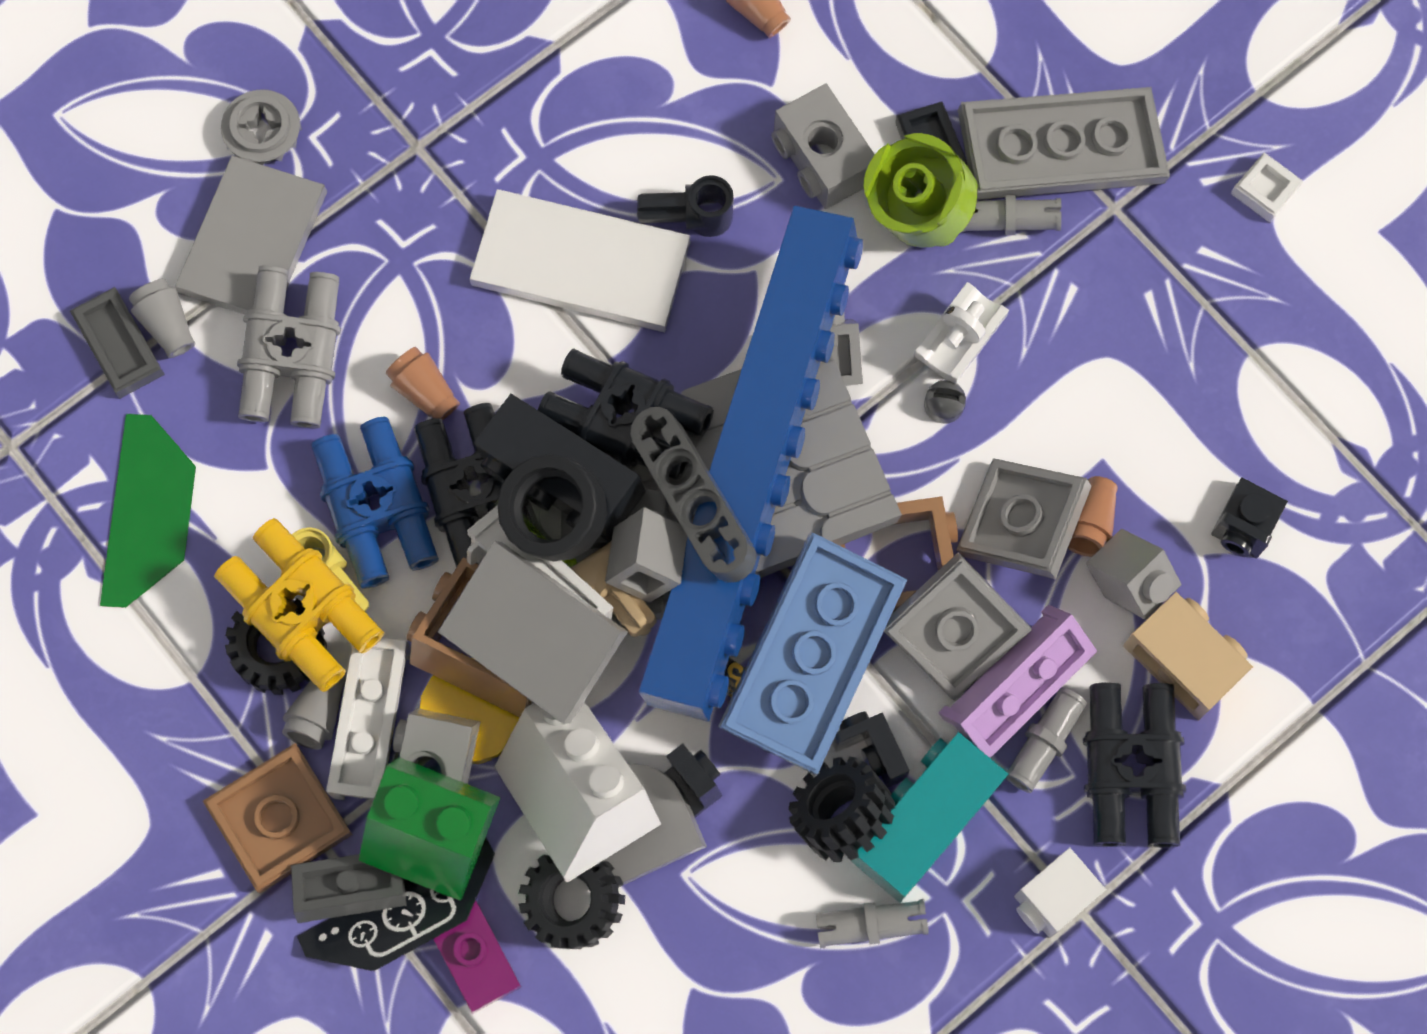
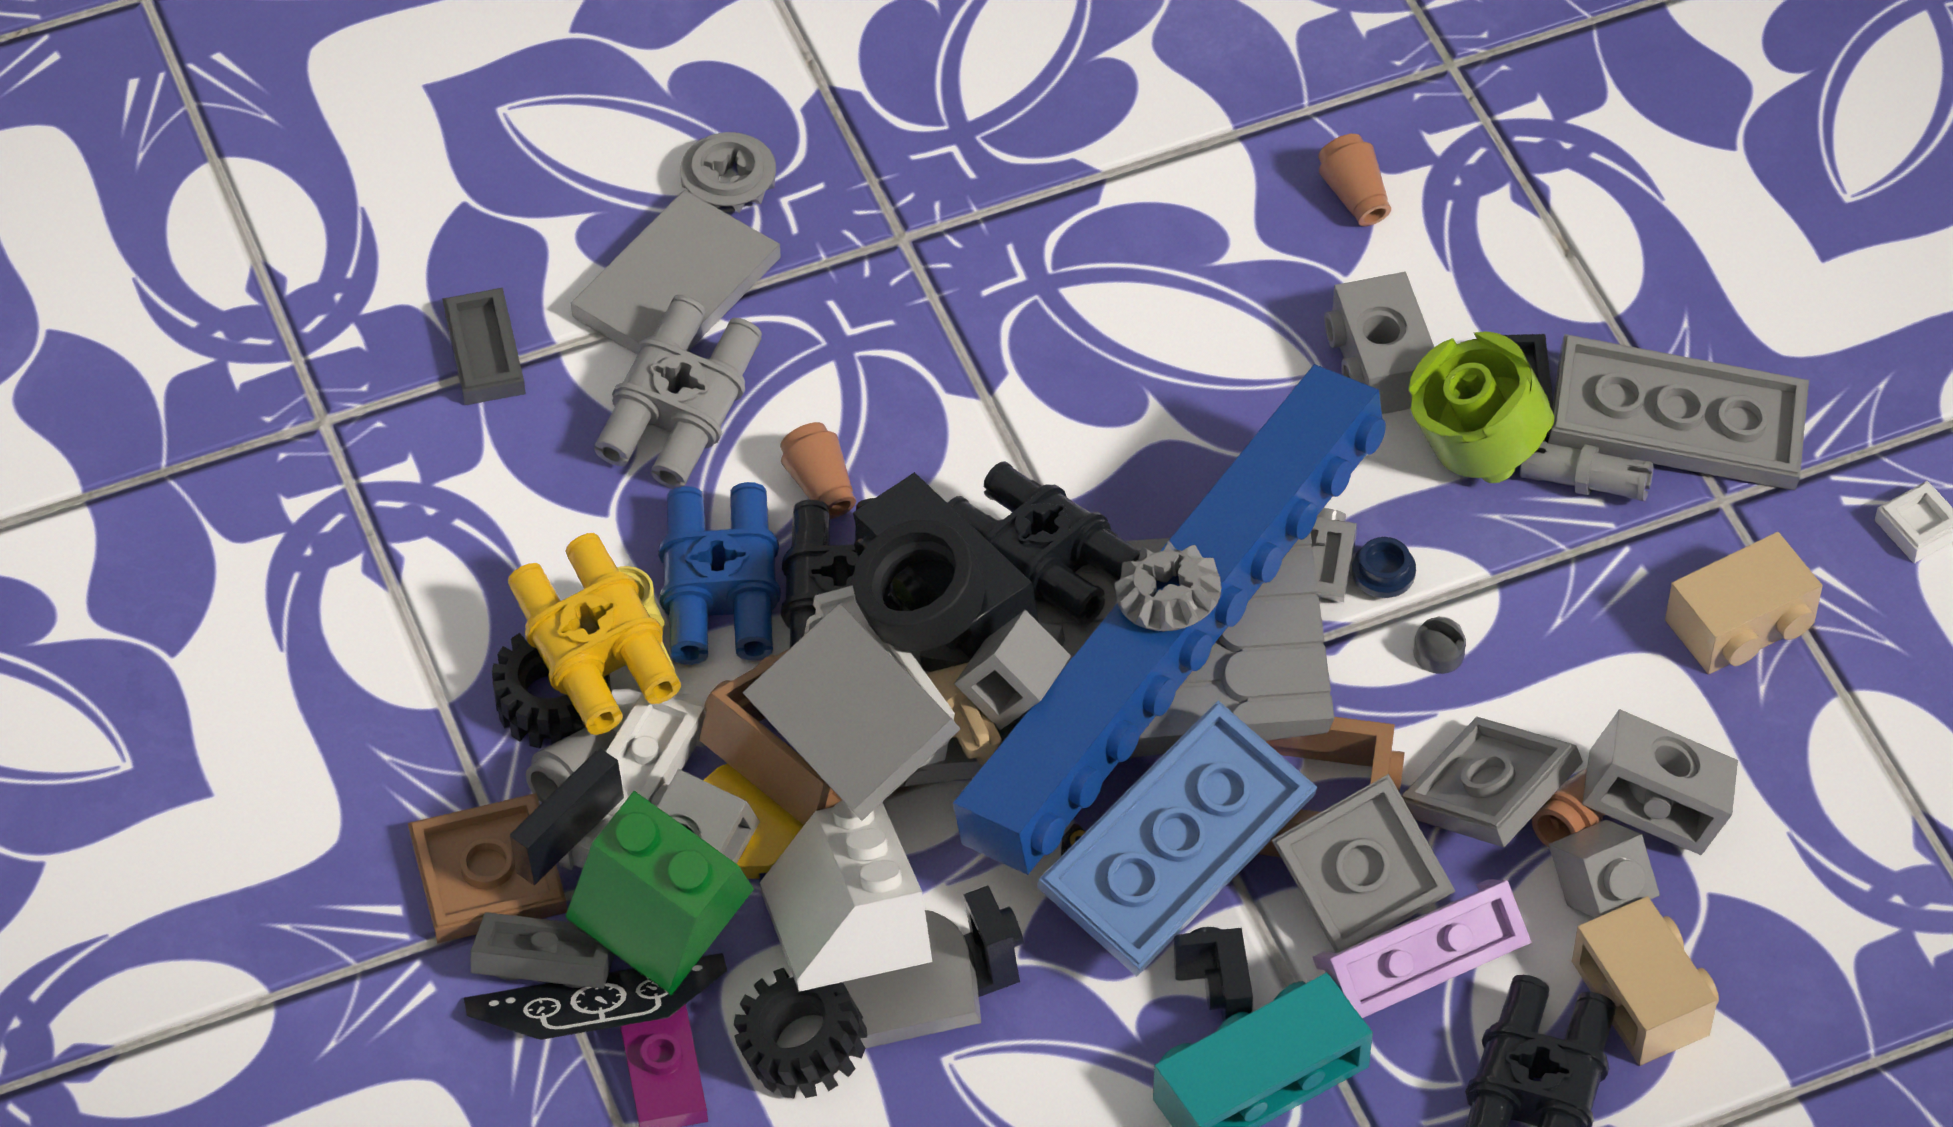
camera: 20 degrees right, 20 degrees down
(148, 511) = (454, 525): green sticker -> none
(162, 316) = (545, 326): light grey cone -> none
(333, 782) = (566, 816): none -> black tile
(580, 260) = (1052, 394): white tile -> none
(685, 206) = (1216, 369): black axle -> none
(690, 494) = (1088, 615): dark grey beam -> none
(761, 469) = (1174, 605): none -> light grey gear
(853, 826) = (1156, 1017): black tyre -> none
(884, 346) = (1384, 568): none -> dark blue plate
(960, 333) = (1479, 570): white hips -> none
(1046, 740) = (1436, 1026): light grey pin -> none
(1154, 486) = (1660, 782): none -> light grey brick
(1164, 302) = (1743, 603): none -> tan brick
(1248, 519) = (1774, 862): black bracket -> none

